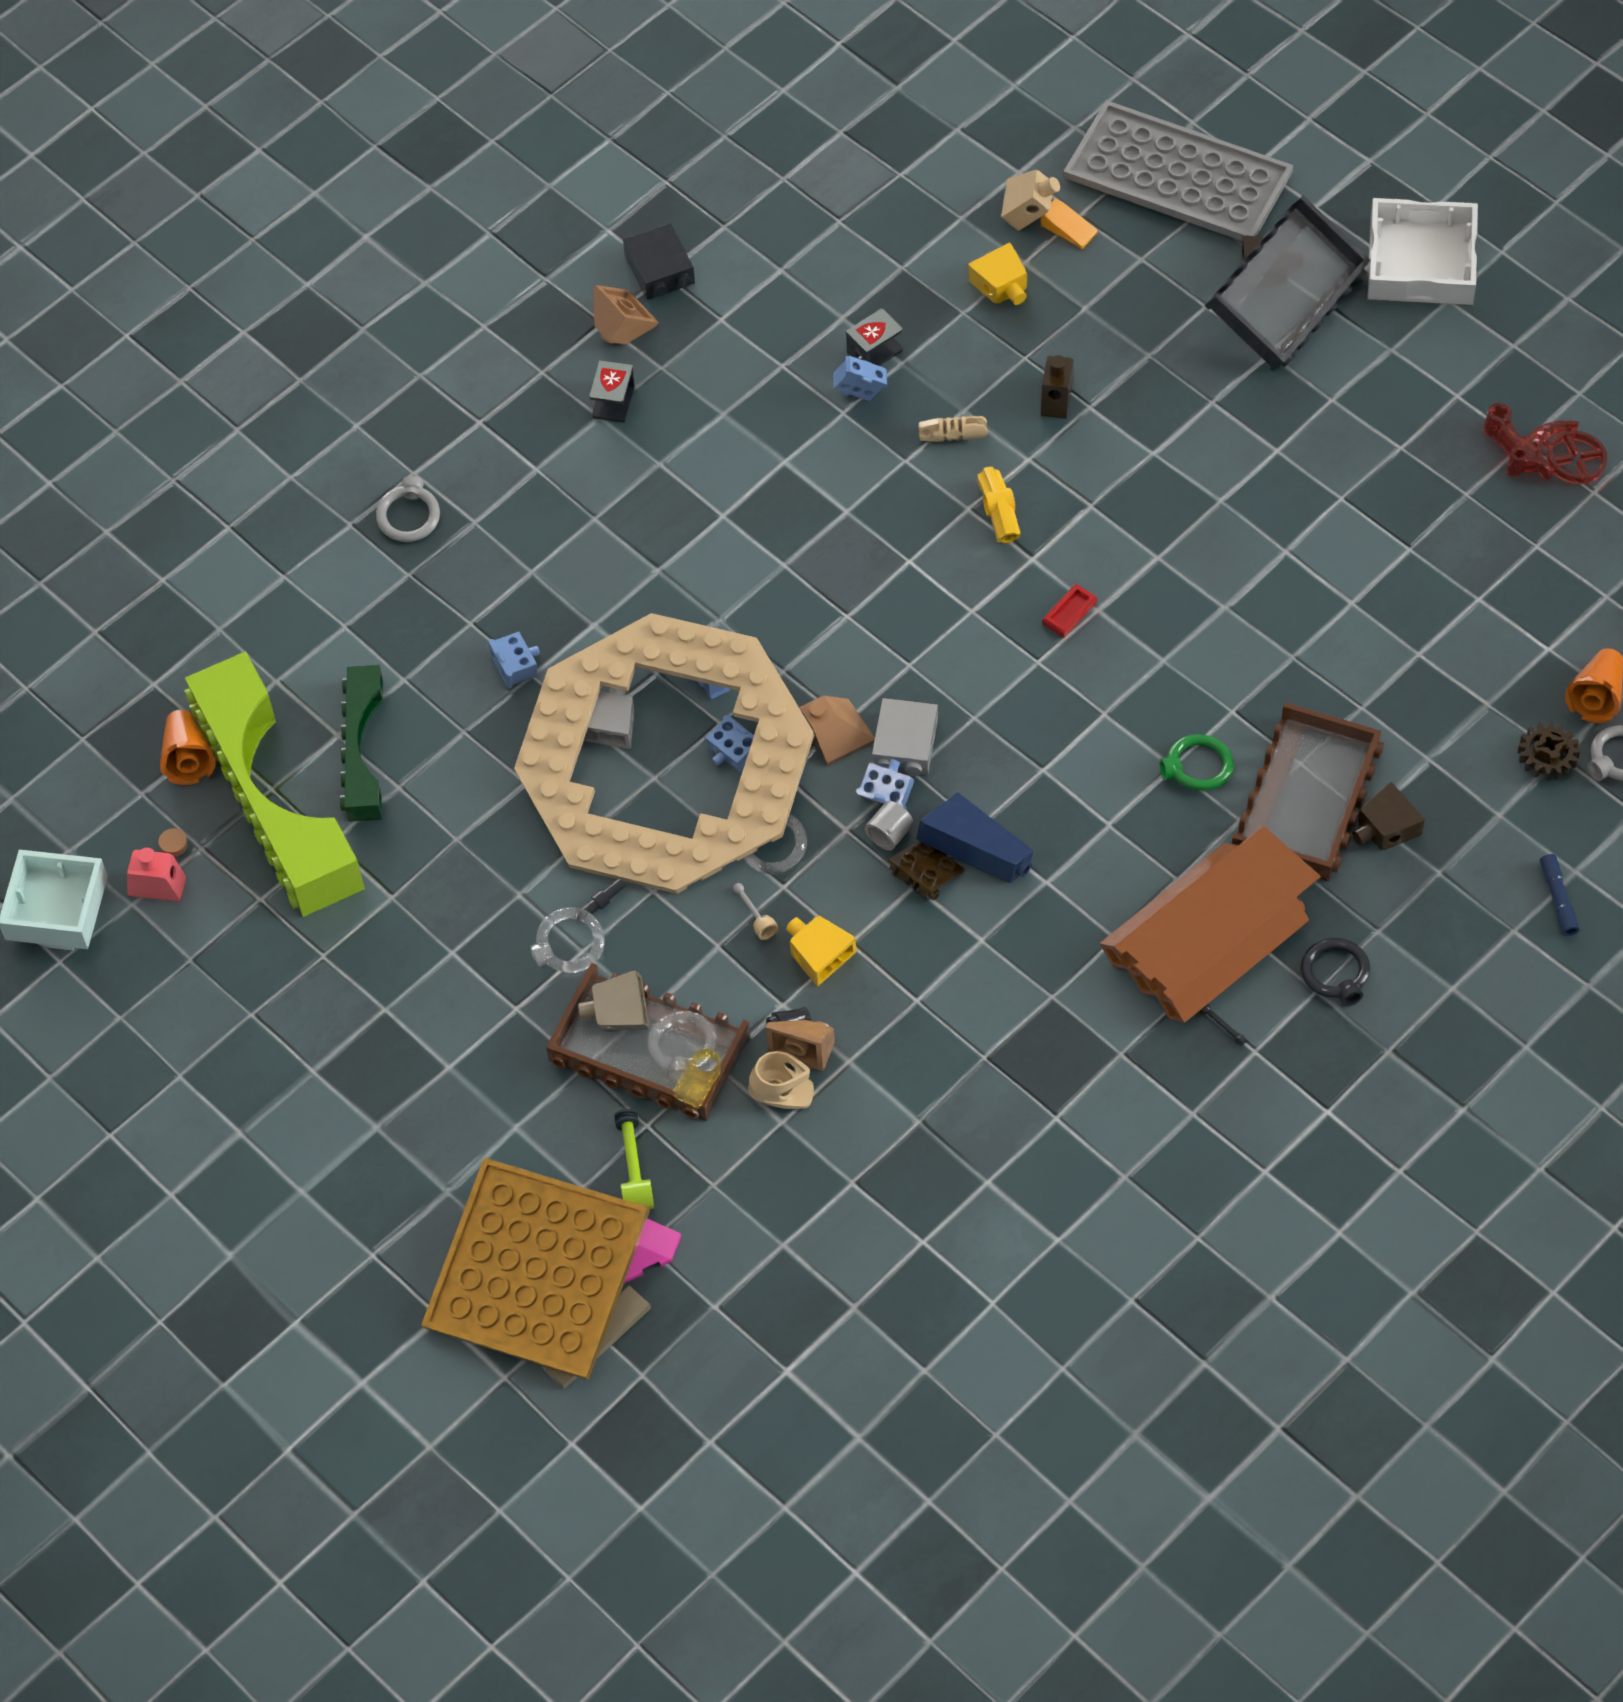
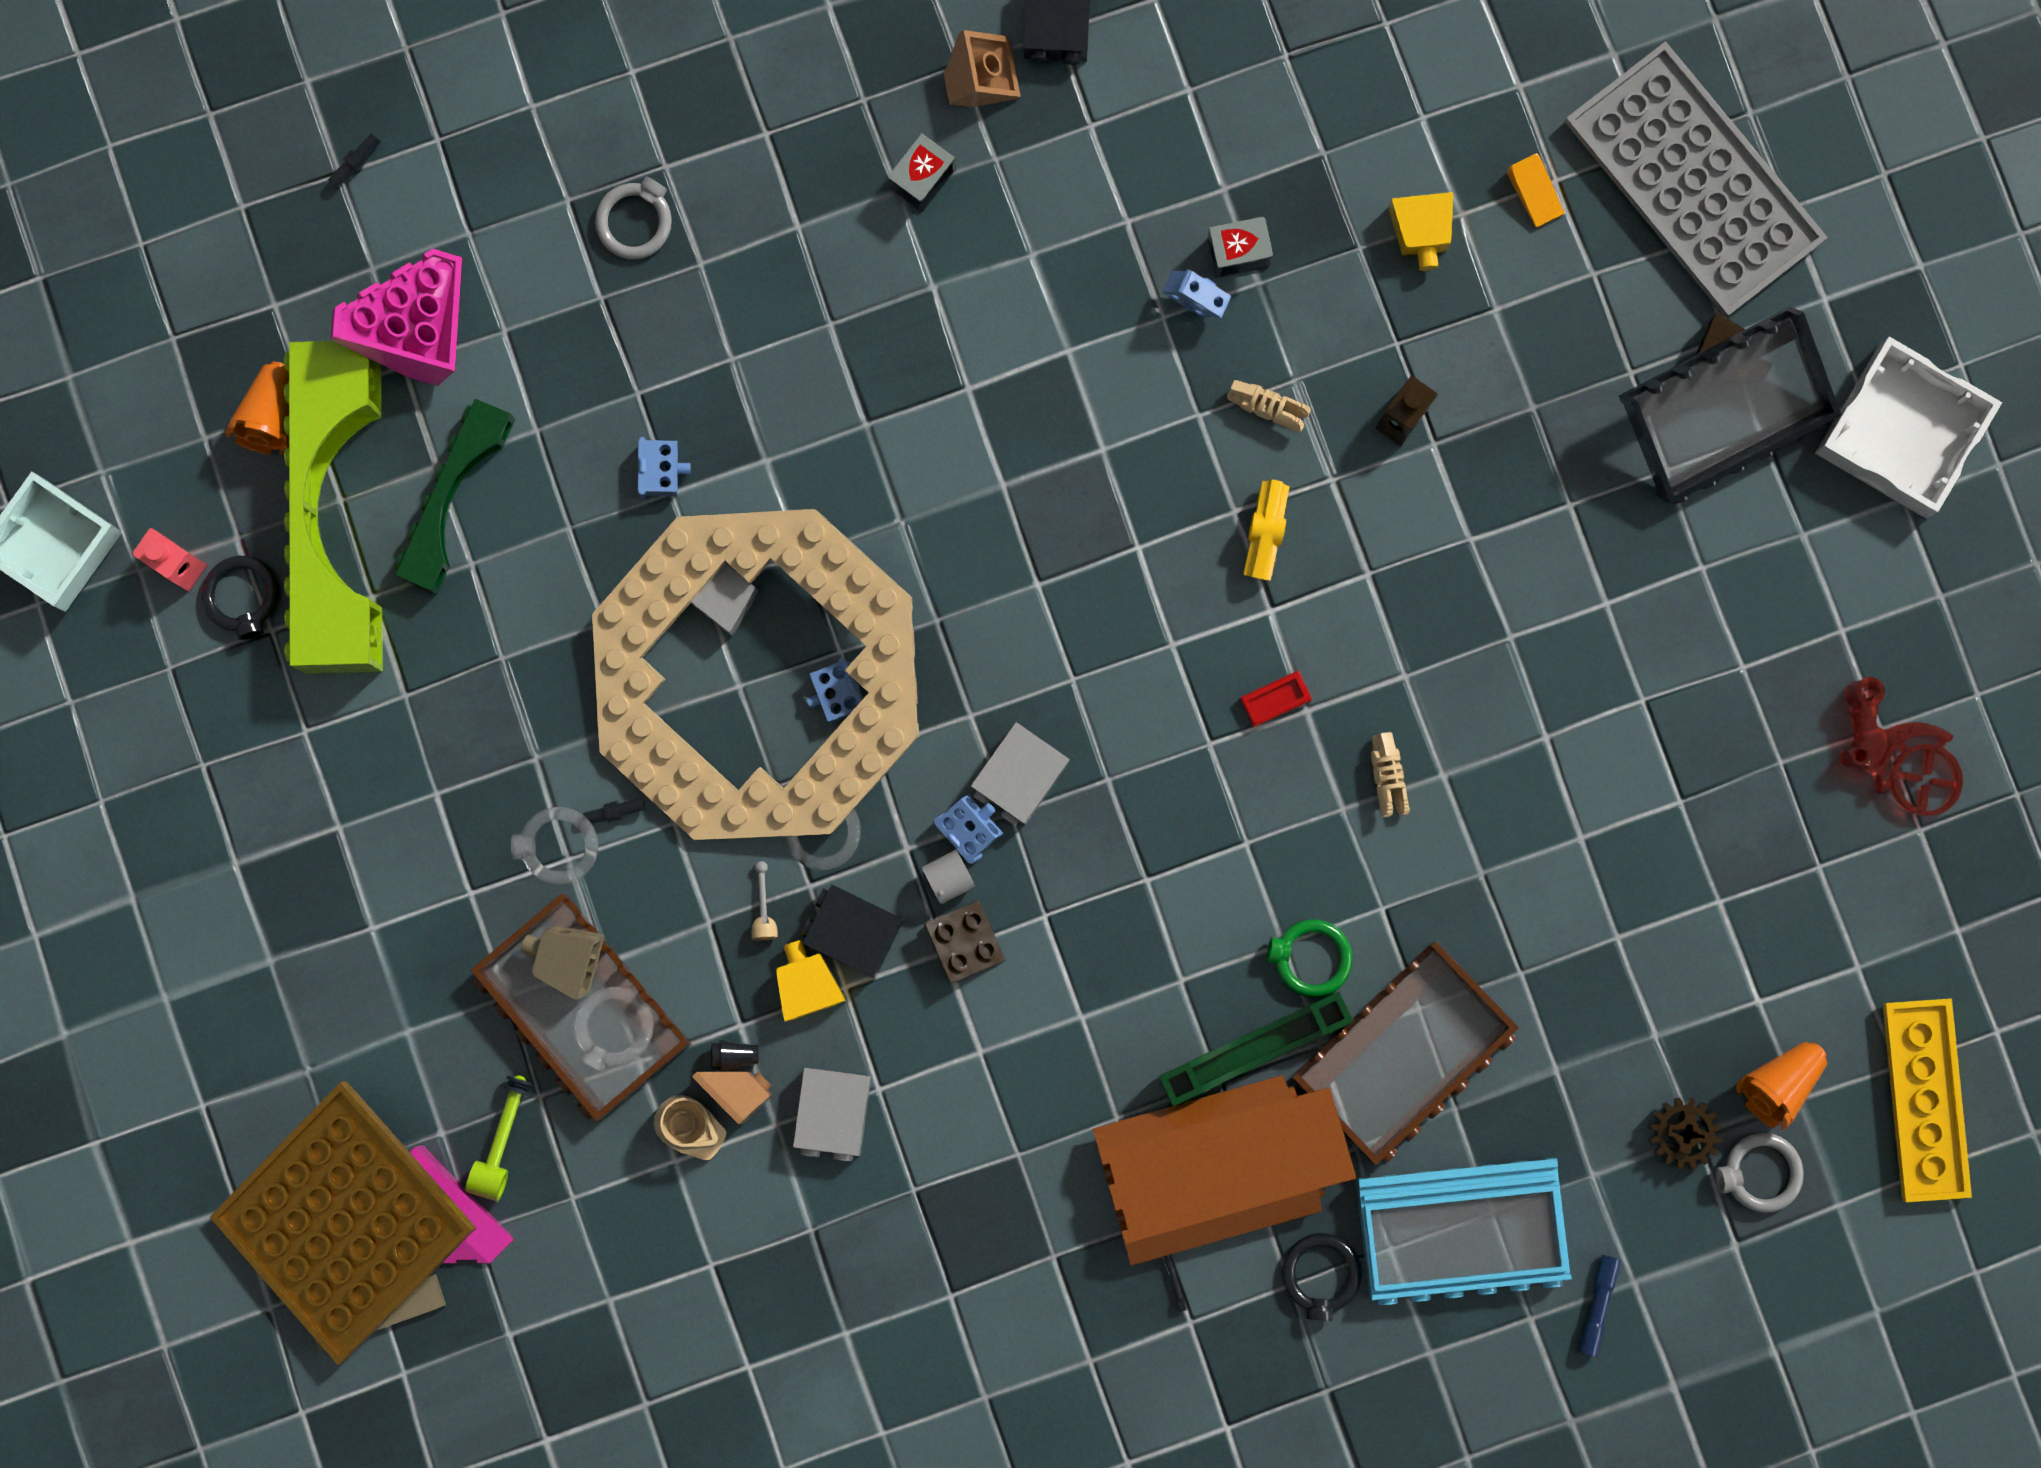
camera: 25 degrees right, 25 degrees up
(170, 563) = (354, 160): none -> black bar
(173, 842) = (209, 519): medium nougat tile -> none
(240, 898) = (247, 625): none -> black piece
(271, 635) = (408, 319): none -> dark pink slope
(696, 1083) = (597, 1093): clear yellow piece -> none
(835, 893) = (851, 930): none -> black brick
(836, 728) = (955, 725): medium nougat slope -> none
(889, 1025) = (832, 1113): none -> light grey brick
(975, 838) = (1027, 935): dark blue slope -> none
(1028, 198) = (1504, 139): tan torso -> none
(1167, 864) = (1255, 1048): none -> dark green arch
(1184, 619) = (1388, 775): none -> tan hinge
(1388, 820) = (1469, 1129): dark brown torso -> none
(1423, 888) = (1463, 1231): none -> window

